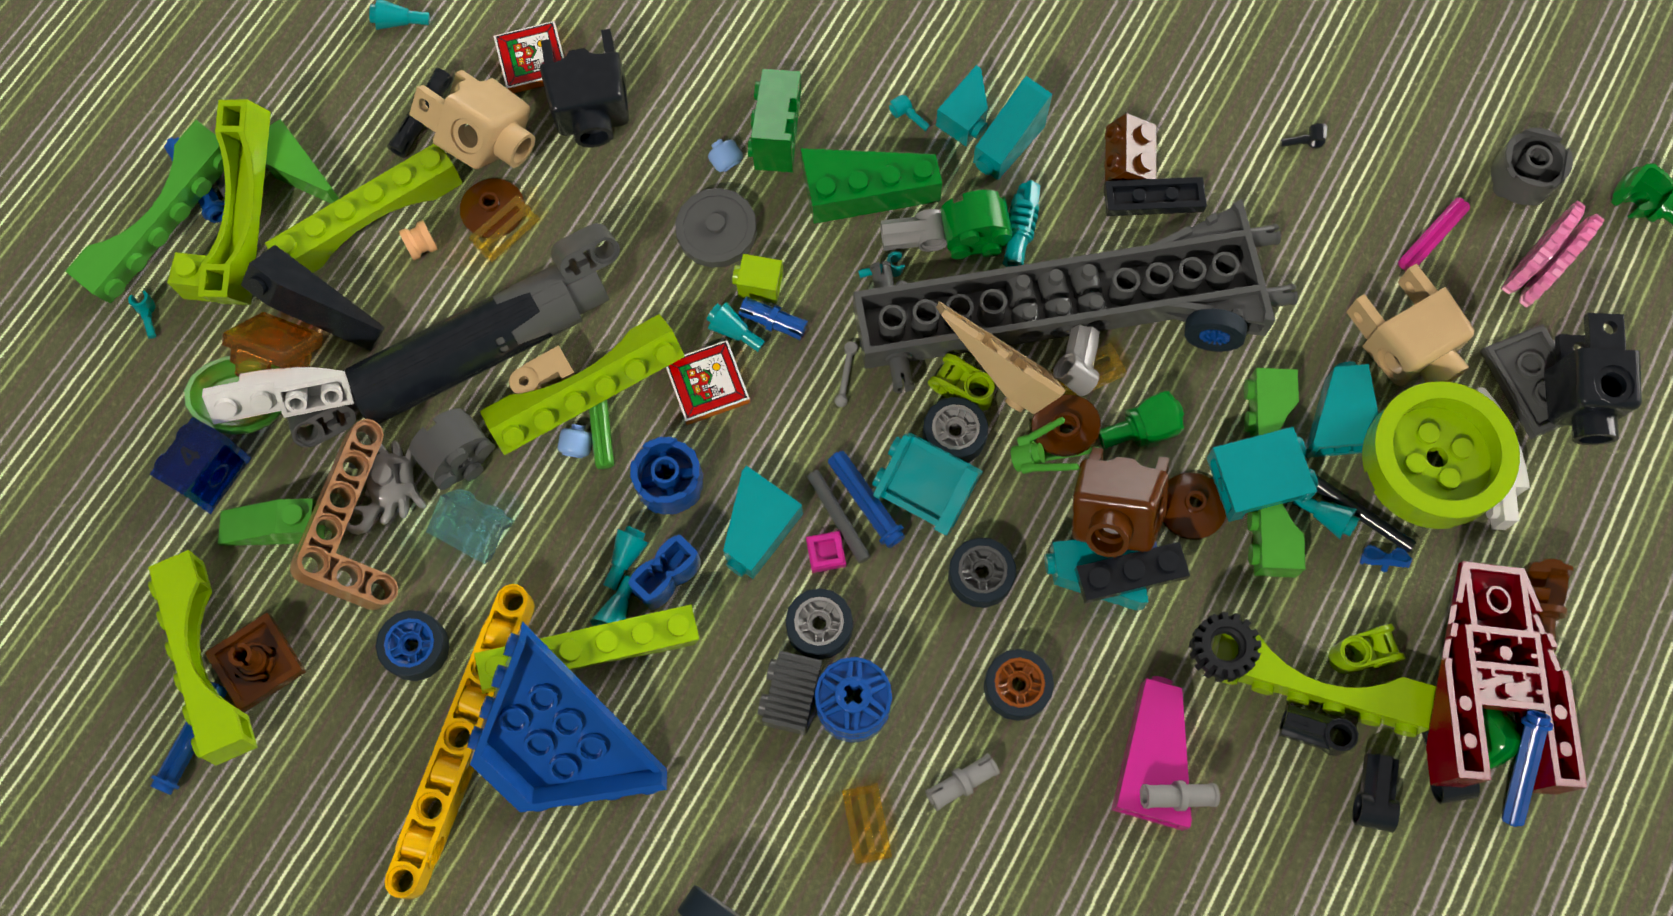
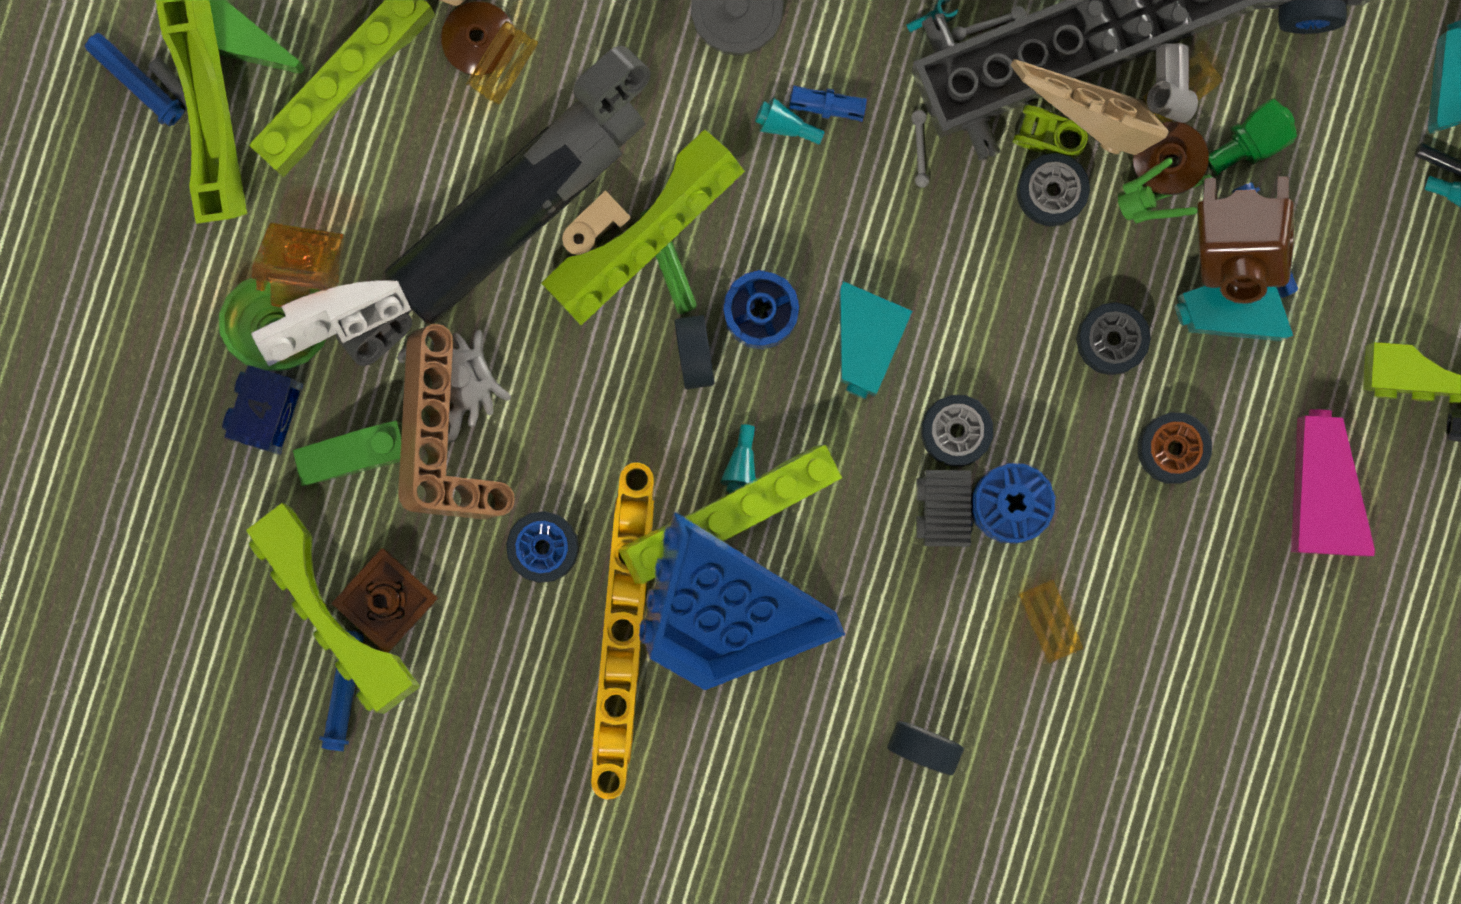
camera: 10 degrees left, 15 degrees up
(112, 264) = (77, 206): bright green arch -> none
(145, 309) = (131, 246): teal hand -> none
(185, 275) = (173, 198): lime brick -> none
(301, 294) = (310, 197): black wedge -> none
(418, 240) = (411, 98): light nougat wheel -> none
(451, 448) = (526, 332): dark grey brick -> none
(468, 524) = (562, 406): clear light blue bracket -> none
(575, 441) = (647, 289): light blue piece -> none
(596, 499) = (694, 352): none -> black wheel
(627, 548) = (737, 394): teal cone -> none
(672, 566) = (792, 405): blue brick -> none
(707, 382) = (774, 192): tile -> none
(758, 278) = (800, 61): lime brick -> none
(826, 551) = (944, 351): dark pink tile -> none
(838, 516) = (949, 310): dark grey bar -> none
(863, 495) = (974, 285): blue axle -> none
(926, 481) = (1038, 255): teal panel -> none
(962, 782) = (1138, 559): light grey pin -> none
(1132, 572) = (1276, 308): black plate -> none
(1179, 795) = (1359, 528): light grey pin -> none
(1191, 521) = (1320, 234): reddish brown dish -> none
(1235, 628) = (1400, 357): black tyre -> none
(1261, 472) = (1388, 169): teal panel -> none
(1277, 541) = (1413, 236): bright green arch -> none

